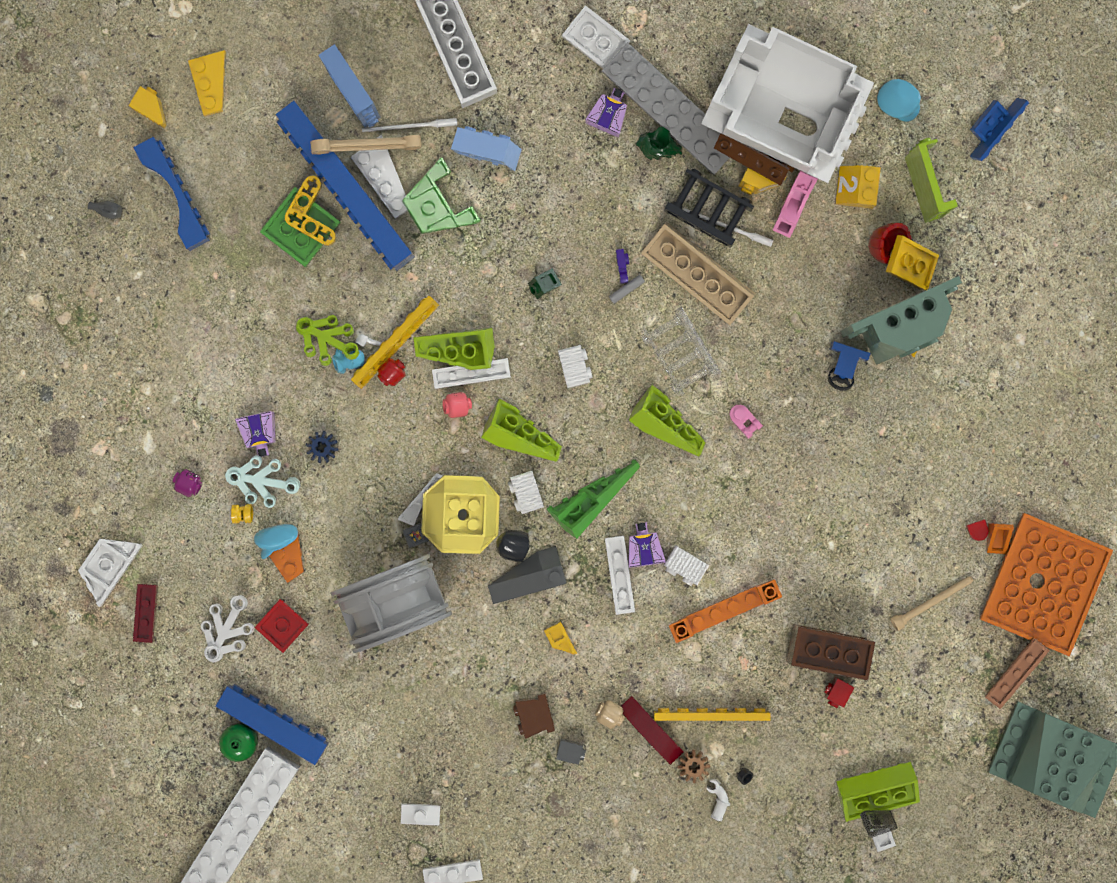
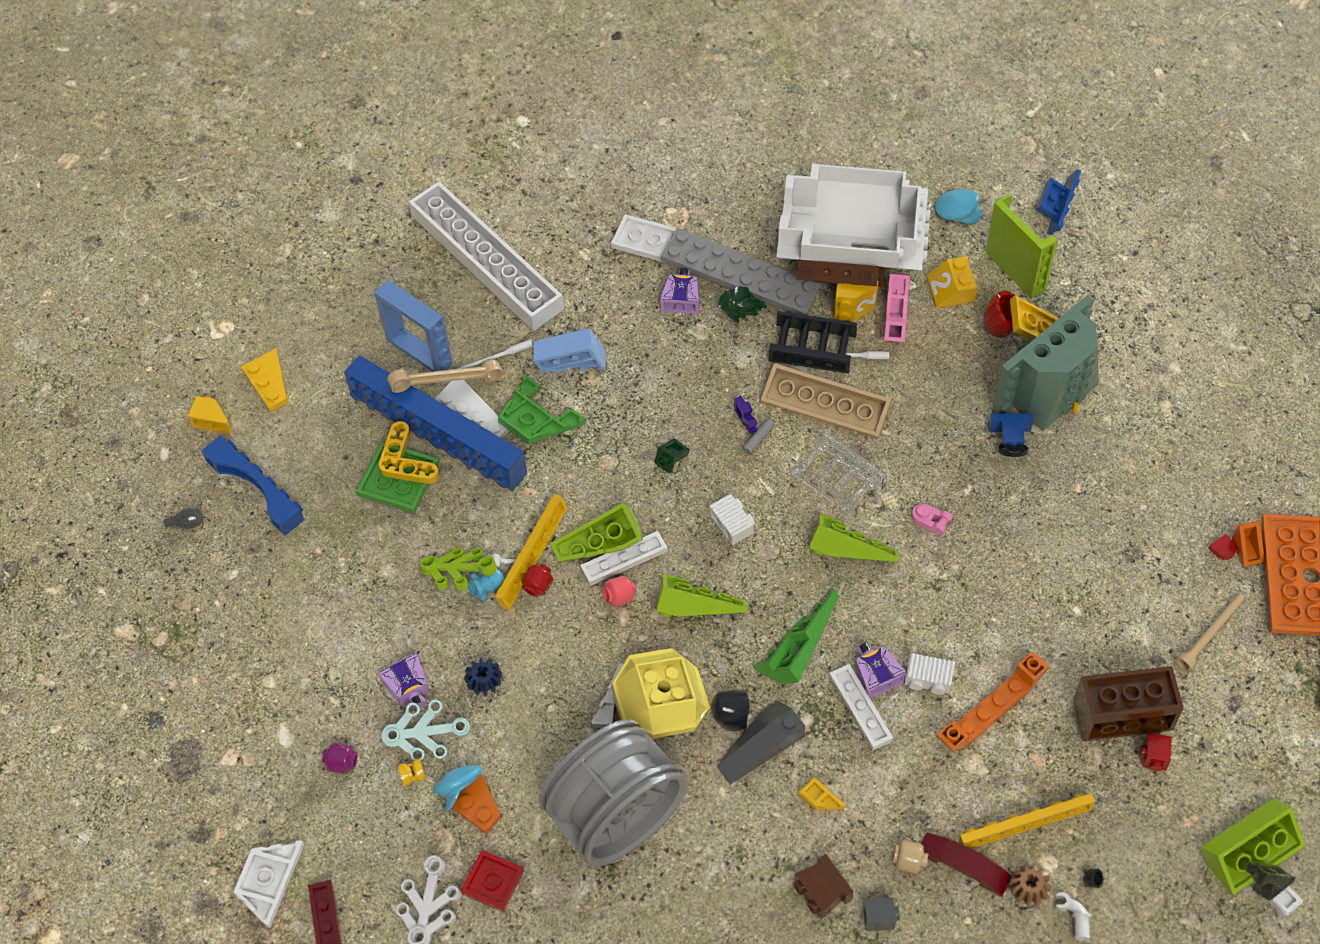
camera: 15 degrees left, 30 degrees down
(526, 492) = (726, 654): white brick -> none

